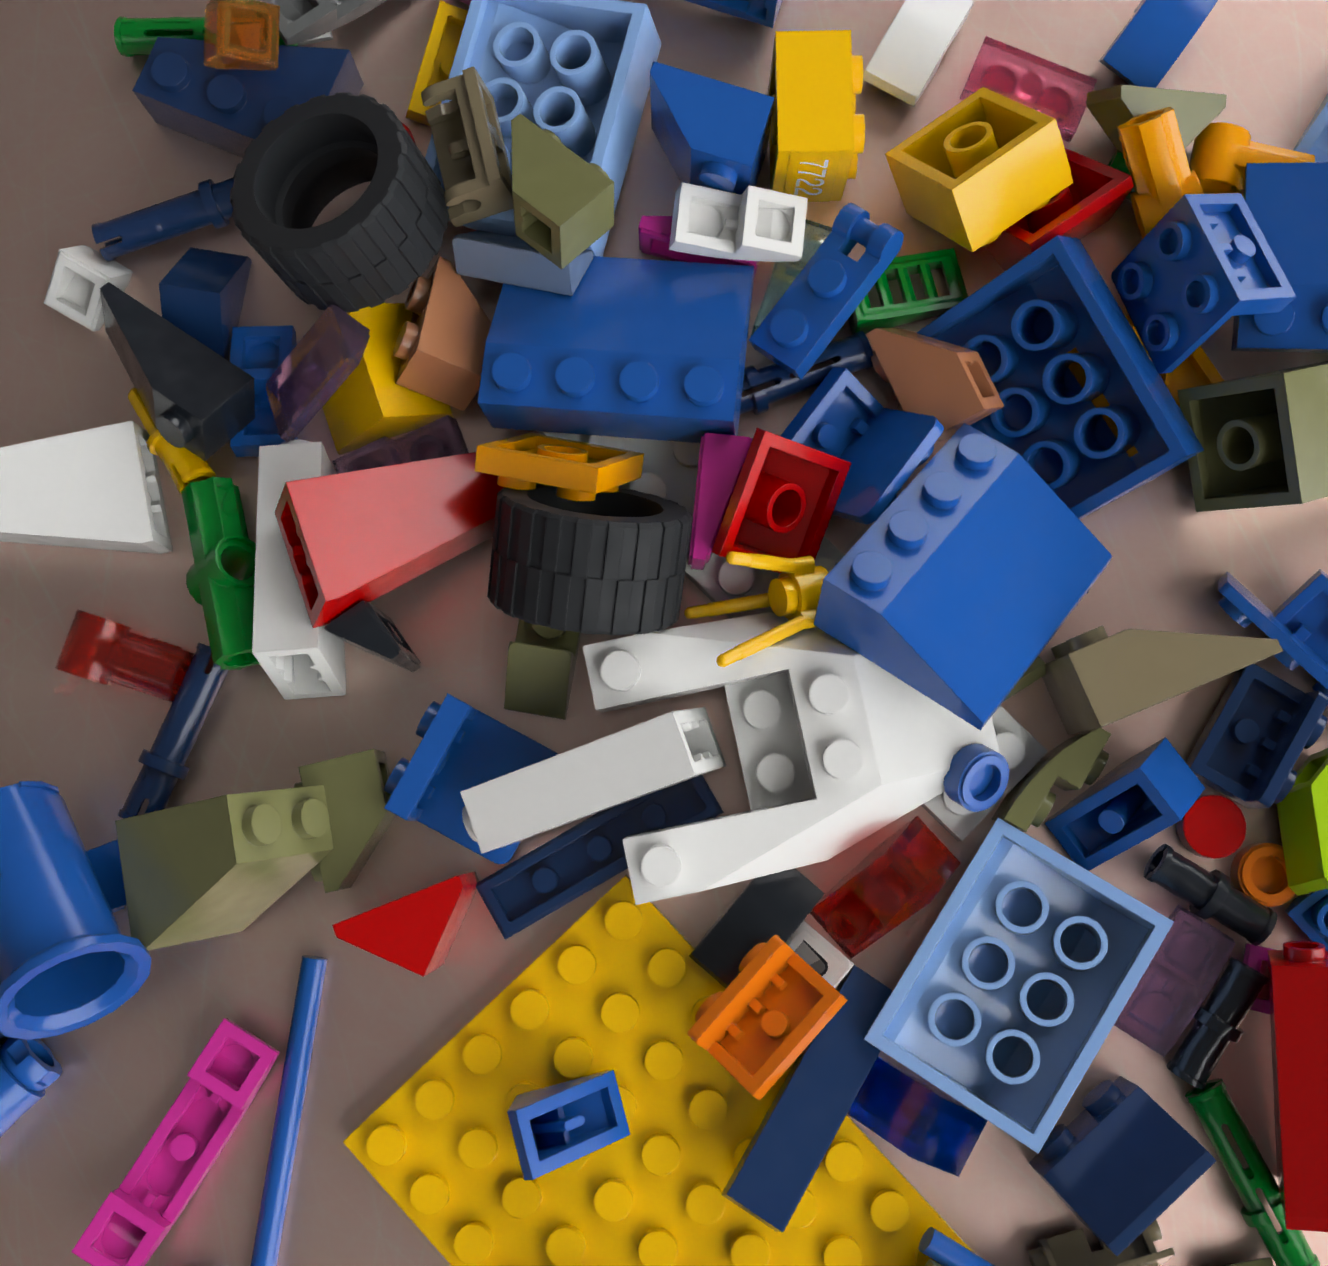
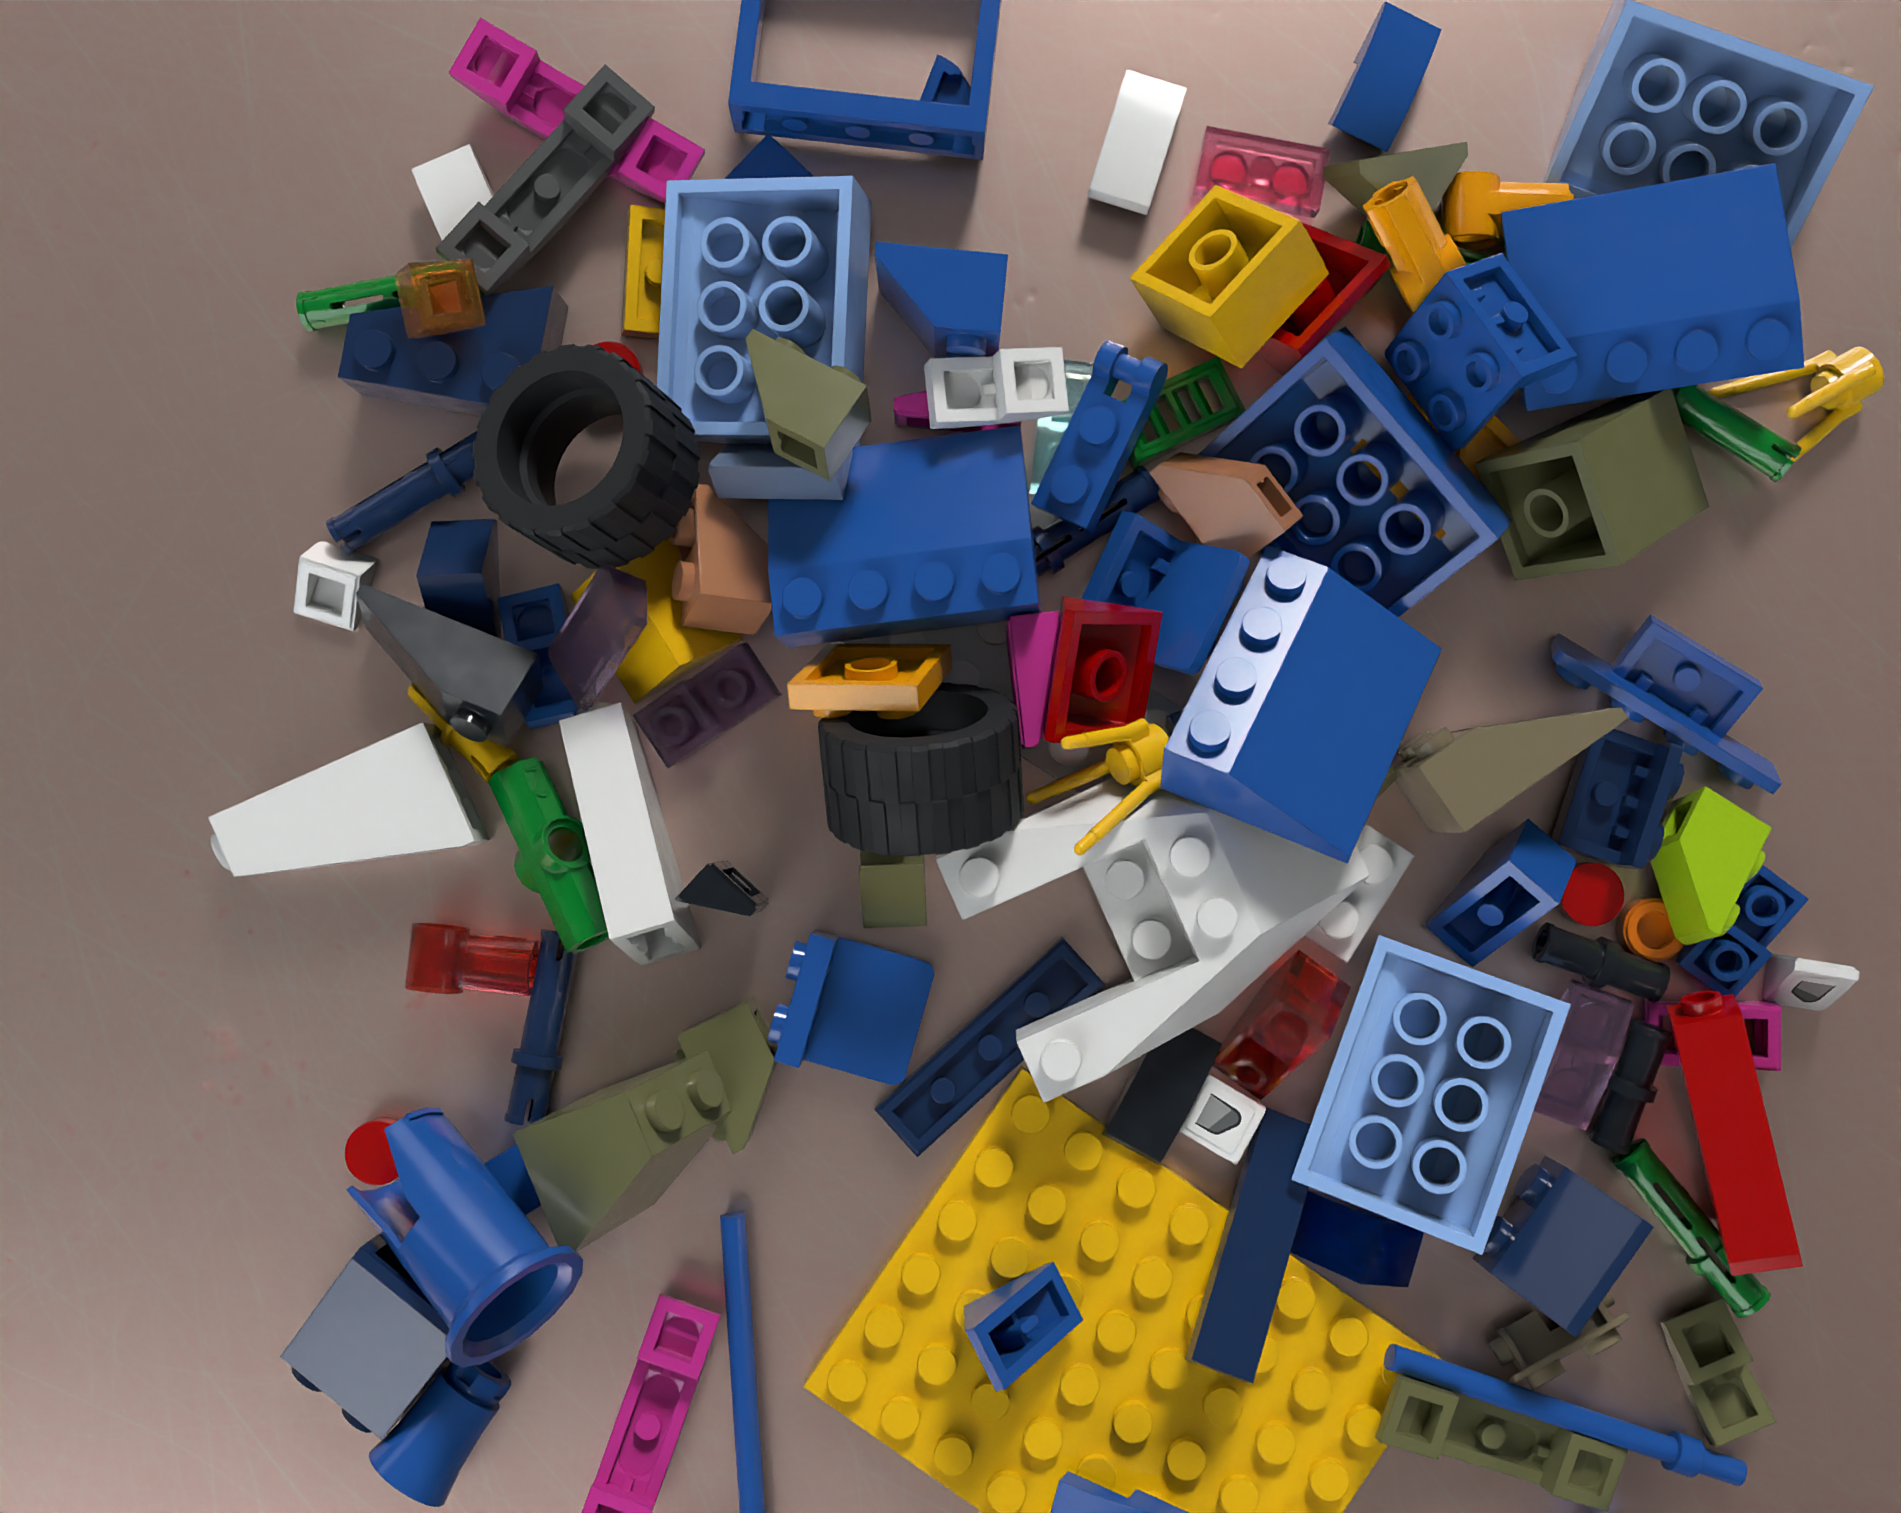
camera: 20 degrees left, 5 degrees up
(381, 527) = (706, 782): slope -> none
(414, 928) = (825, 1168): red slope -> none
(469, 148) = (704, 368): dark tan hinge -> none
(591, 778) = (973, 986): white slope -> none
(765, 1015) = (1192, 1179): orange bracket -> none
(813, 115) = (1051, 270): yellow brick -> none
(976, 777) = (1350, 901): blue tile -> none
(1066, 766) = (1437, 864): olive slope -> none

